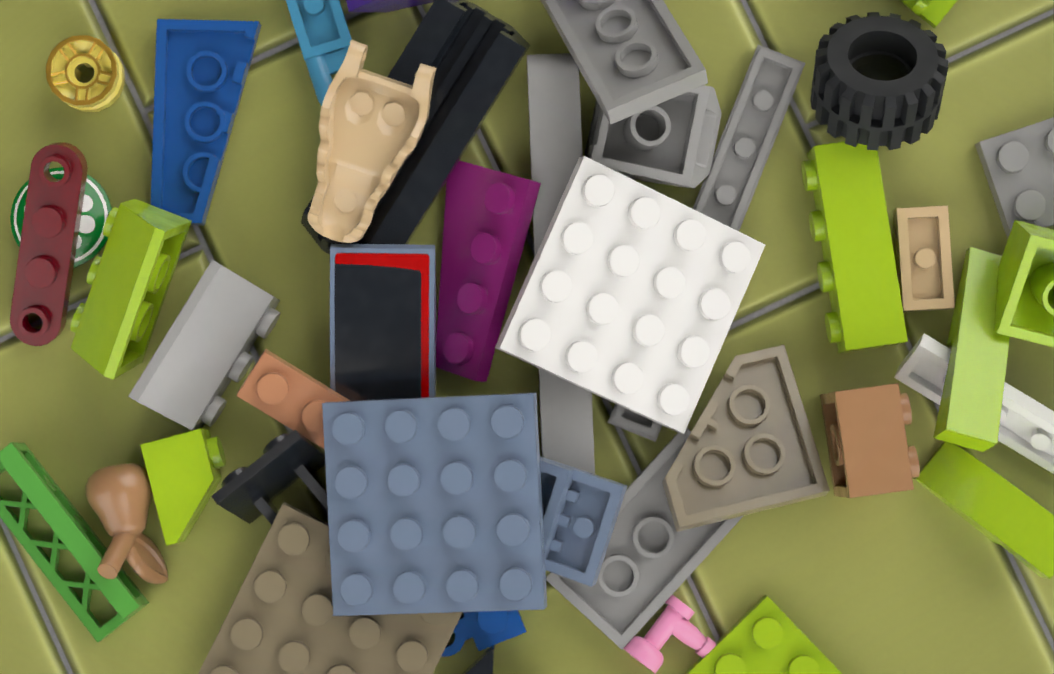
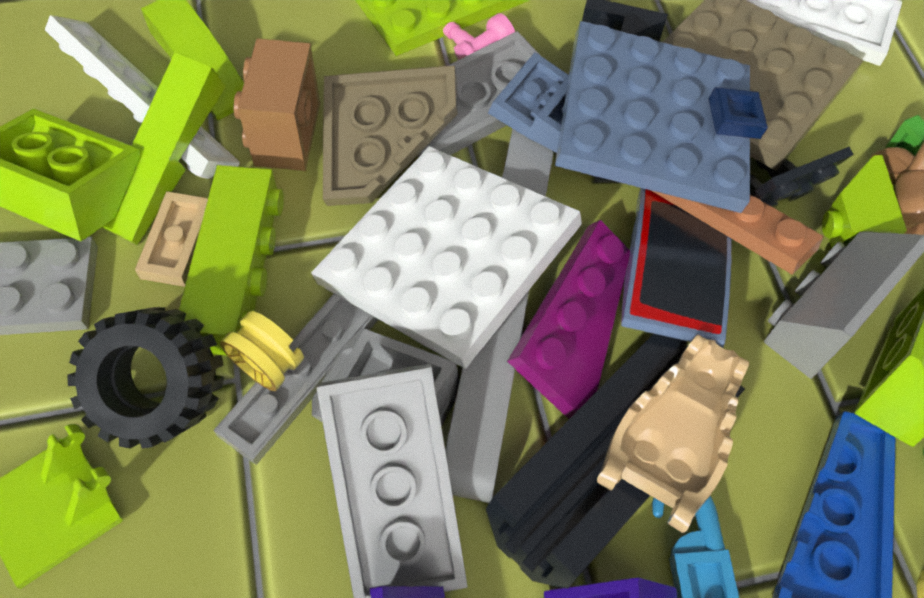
camera: 175 degrees left, 25 degrees down
(346, 510) = (737, 113): none -> dark blue tile
(780, 133) = (261, 350): none -> light yellow wheel

